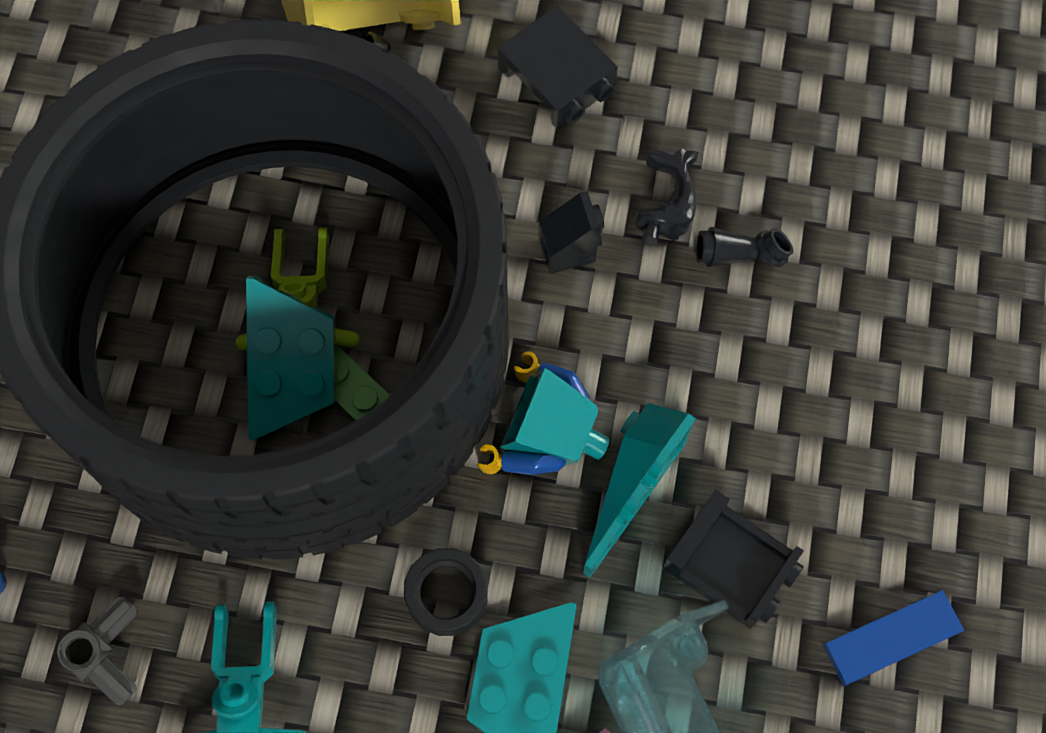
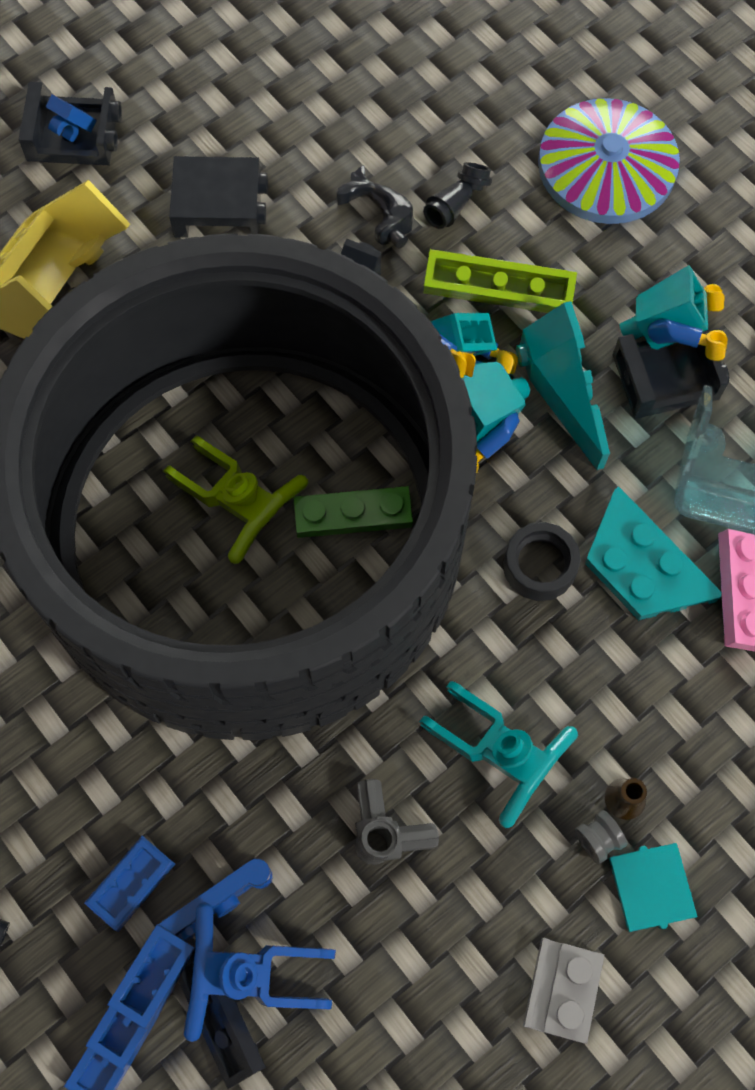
camera: 50 degrees left, 0 degrees up
(286, 358) = (284, 531): teal wing -> none
(588, 357) = (471, 336): none -> teal torso
(679, 348) = (498, 281): none -> lime brick
(785, 519) = (679, 313): none -> teal torso
(904, 346) = (608, 161): none -> dish

